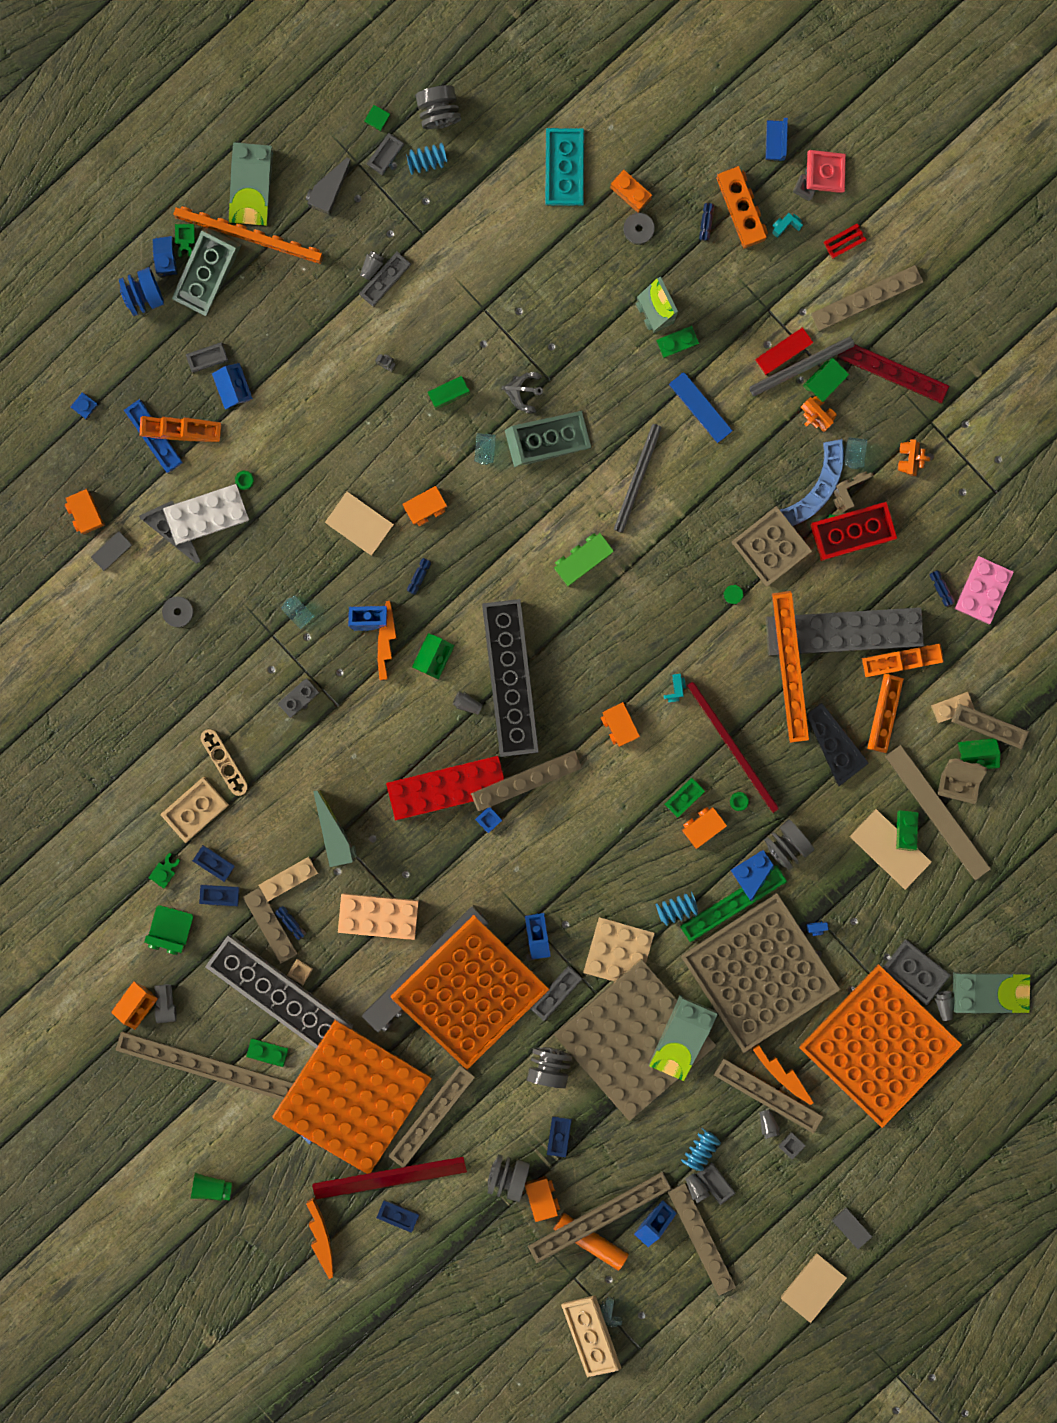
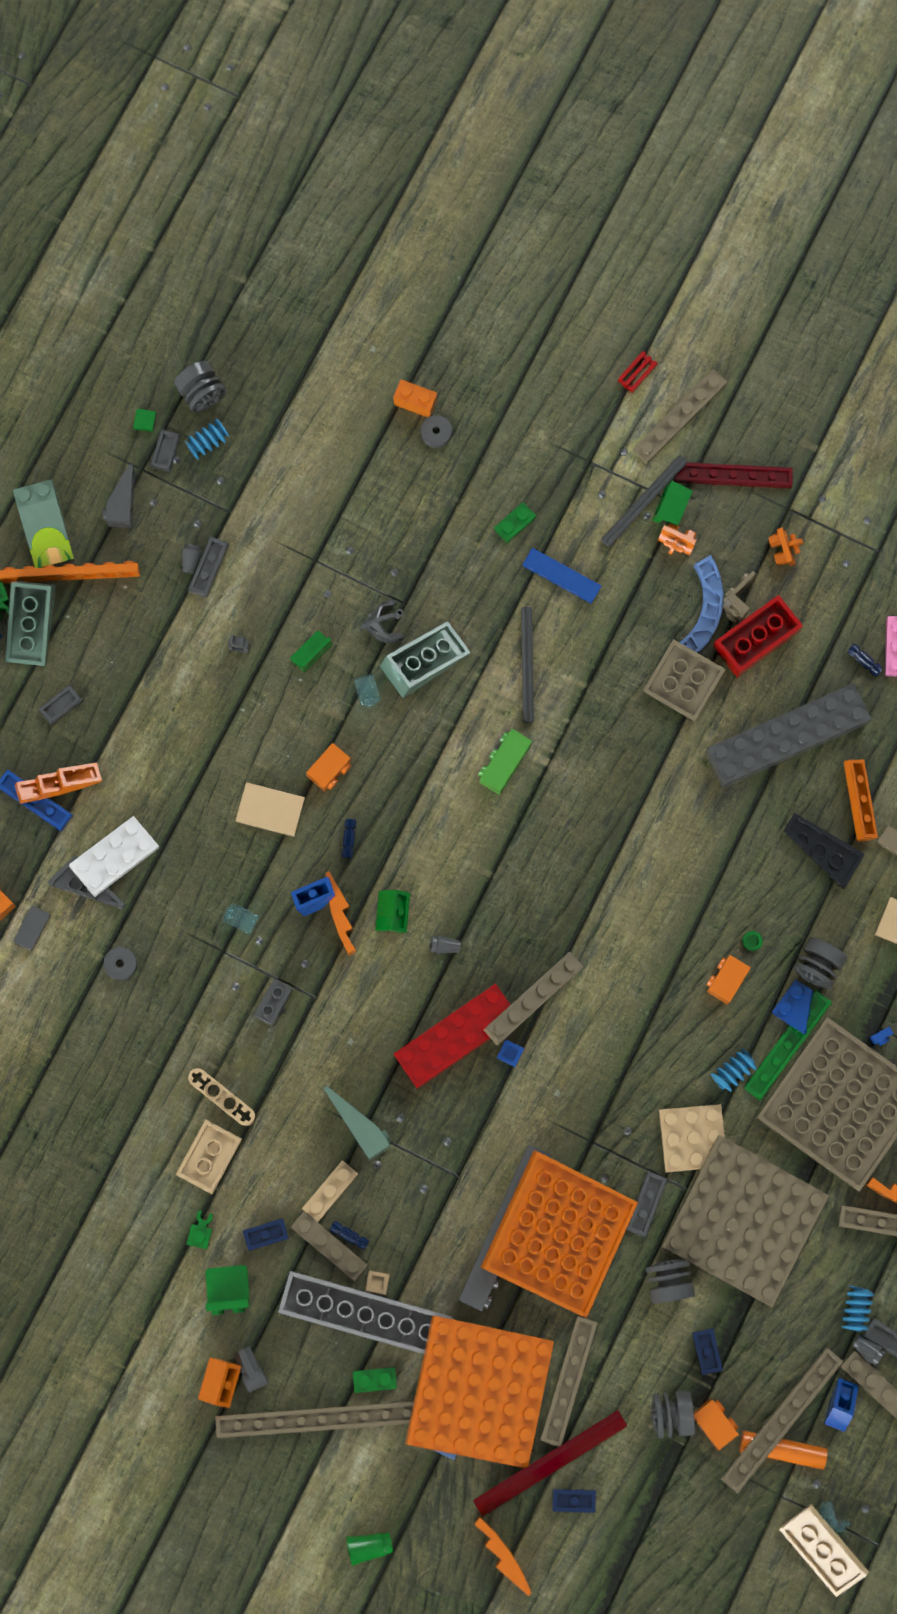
camera: 20 degrees left, 10 degrees down
(213, 863) = (248, 1203): dark blue plate -> none
(232, 385) = (94, 722): blue panel -> none
(244, 480) = (140, 809): green tile -> none
(378, 916) = (436, 1193): light nougat brick -> none
(510, 677) = (478, 903): dark grey brick -> none
(537, 936) = (605, 1152): blue slope -> none
(564, 167) = (342, 400): teal tile -> none
(620, 725) = (604, 909): orange brick -> none
(657, 306) = (483, 491): sand green slope -> none
(679, 685) = (646, 847): teal bracket -> none
(683, 1038) = (793, 1199): sand green slope -> none
(684, 797) = (697, 957): green plate -> none
(706, 222) = (498, 401): dark blue axle -> none
(732, 747) = (724, 889): dark red tile -> none
(733, 594) = (665, 741): green tile -> none
(747, 236) = (528, 385): orange brick -> none
(776, 140) = (535, 303): blue panel -> none
(781, 224) = (577, 370): teal bracket -> none
(784, 351) = (621, 494): red tile -> none
(790, 666) = (750, 786): orange plate -> none
(801, 187) = (580, 333): dark grey plate -> none
(826, 171) = (594, 314): coral tile -> none
(855, 453) = (728, 562): clear light blue bracket -> none
(903, 660) = (856, 742): orange slope -> none

